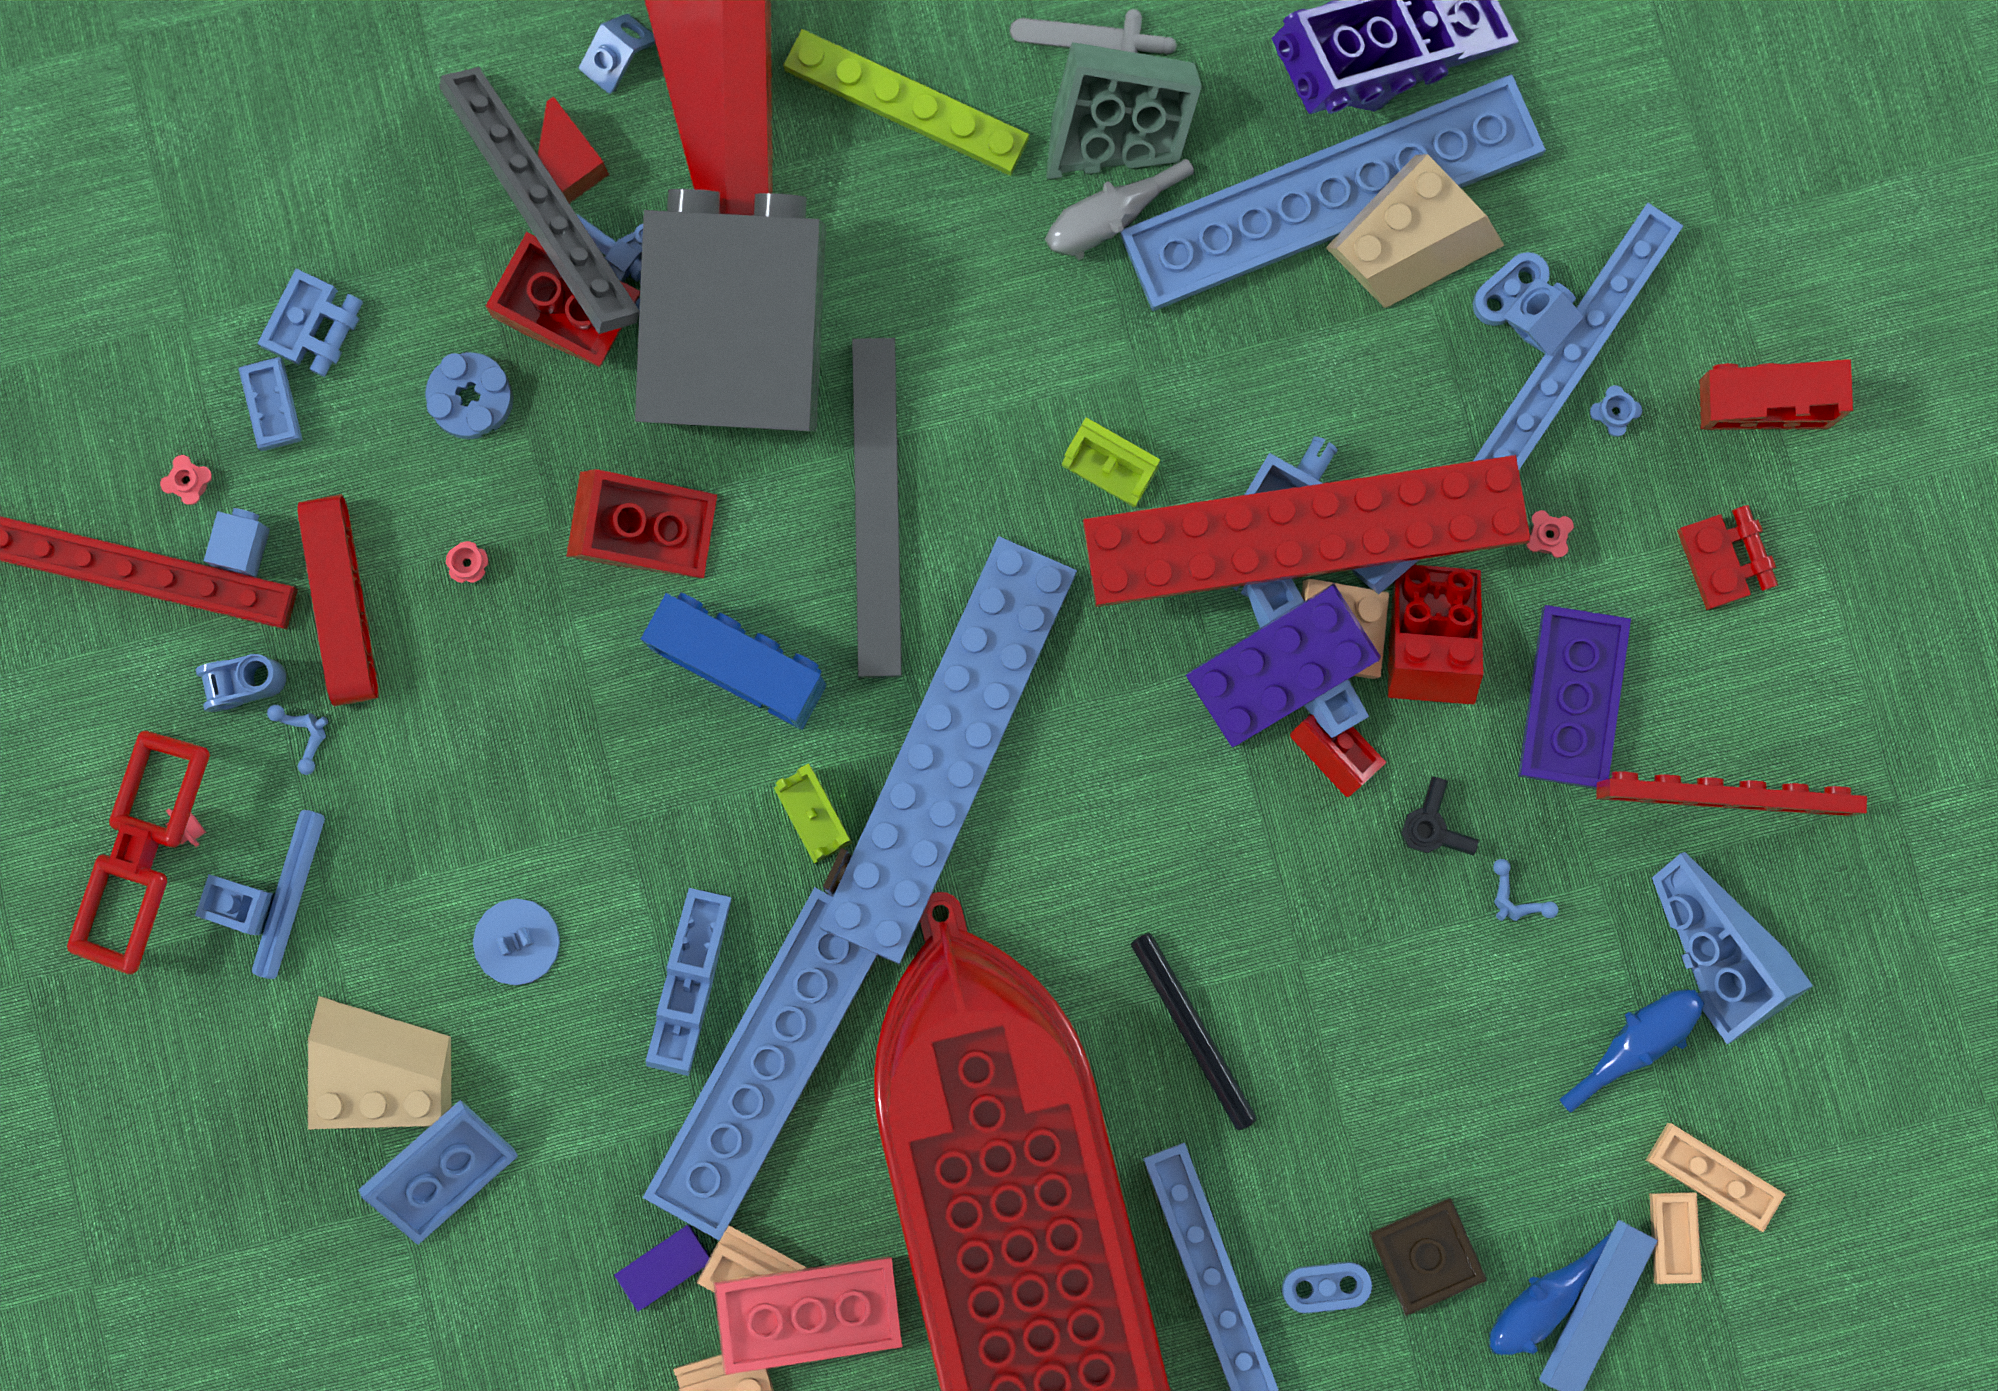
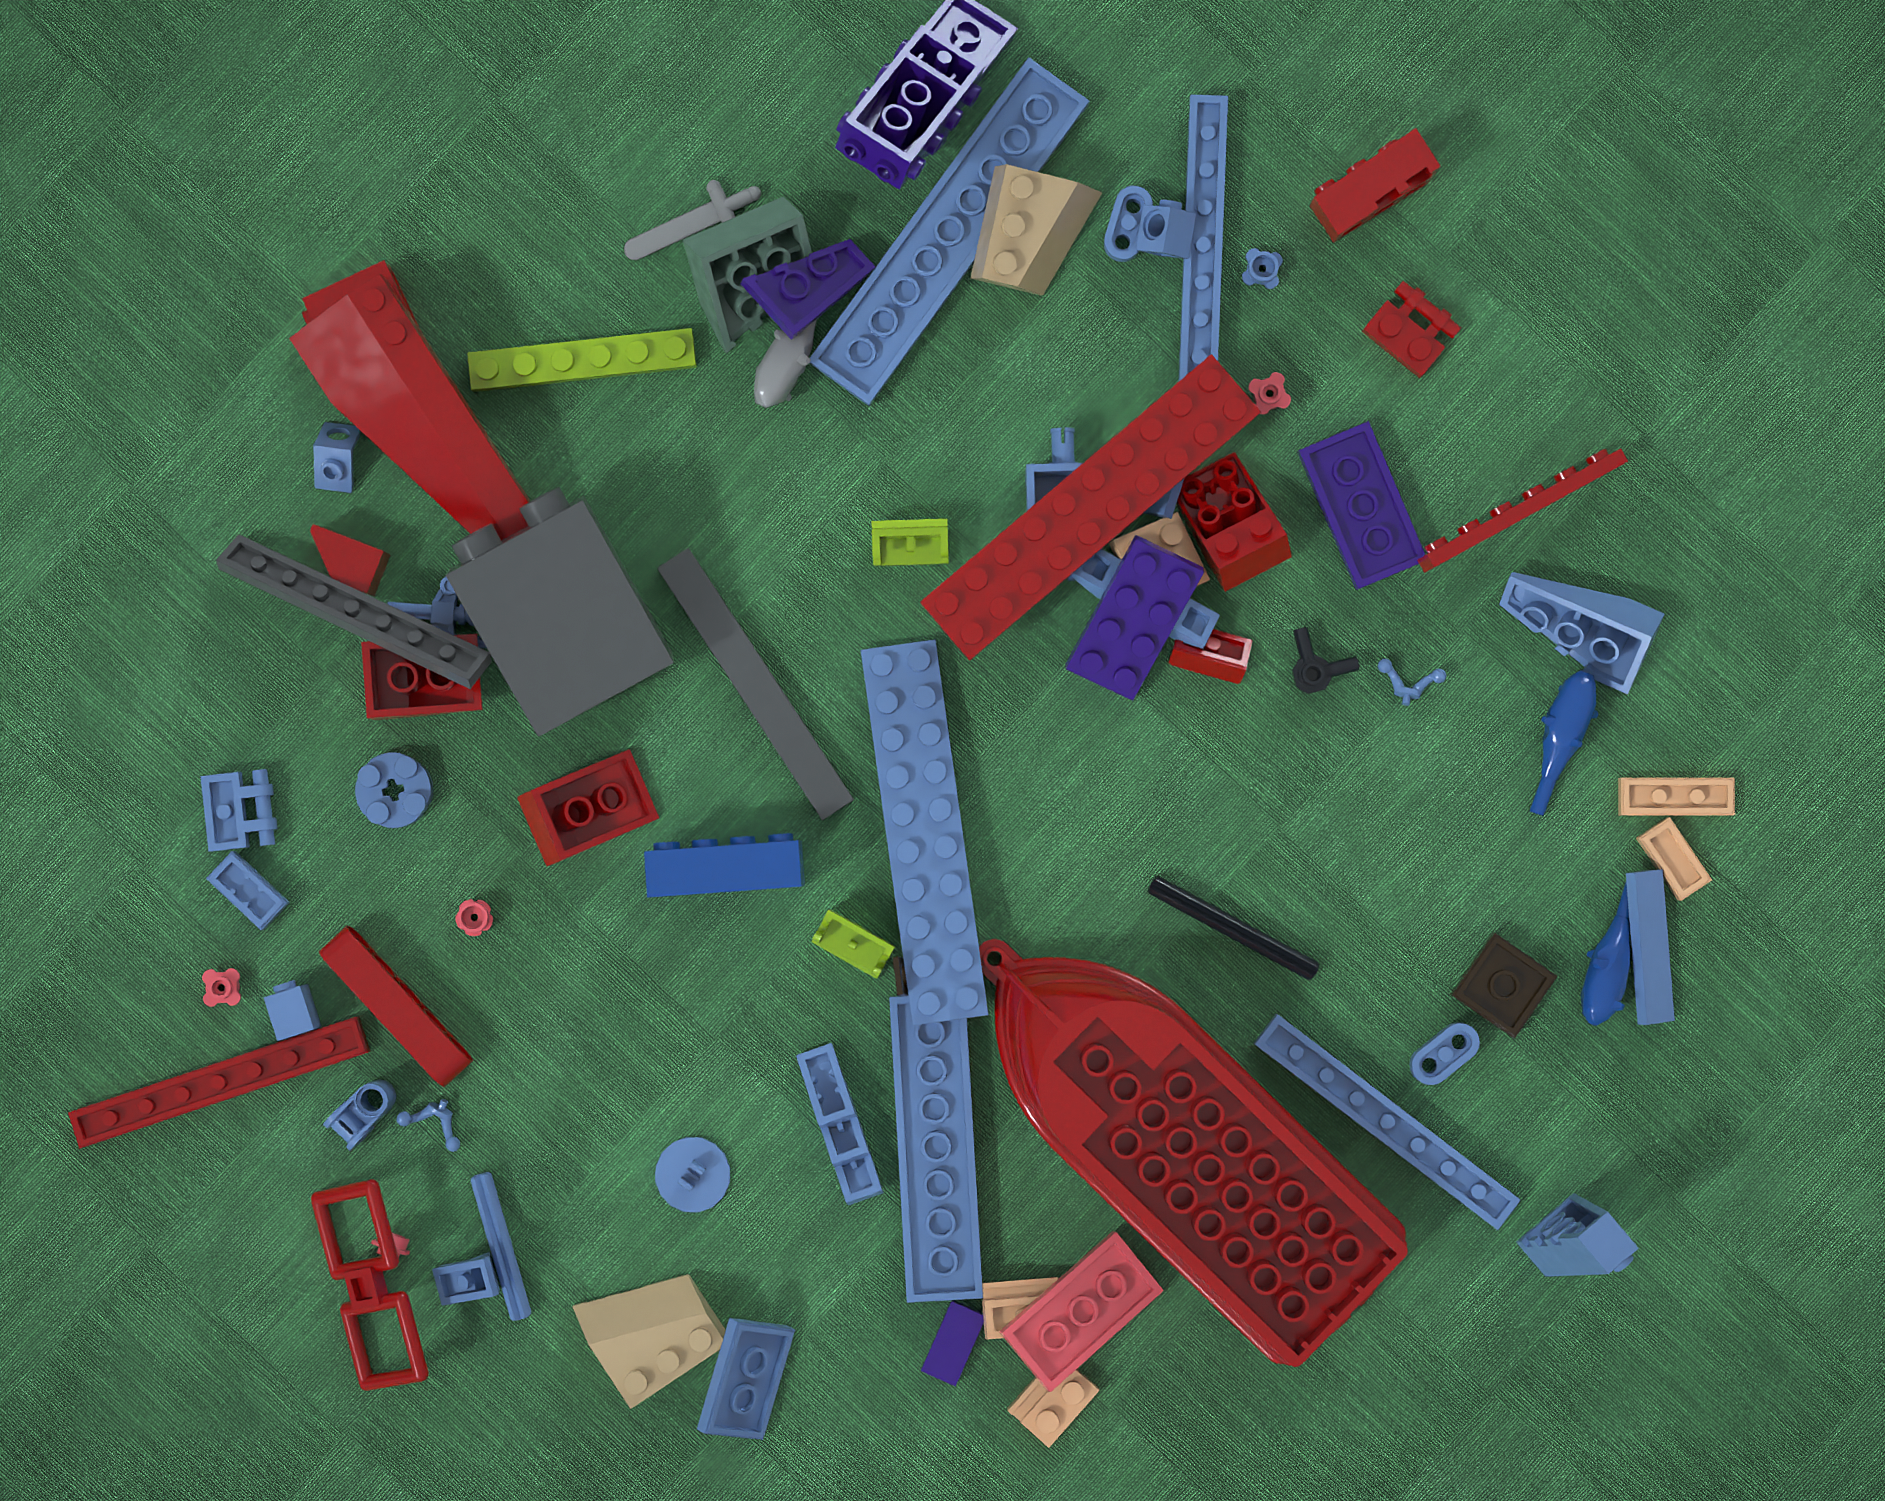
camera: 35 degrees left, 5 degrees up
(1166, 161) = (808, 287): none -> dark purple wing

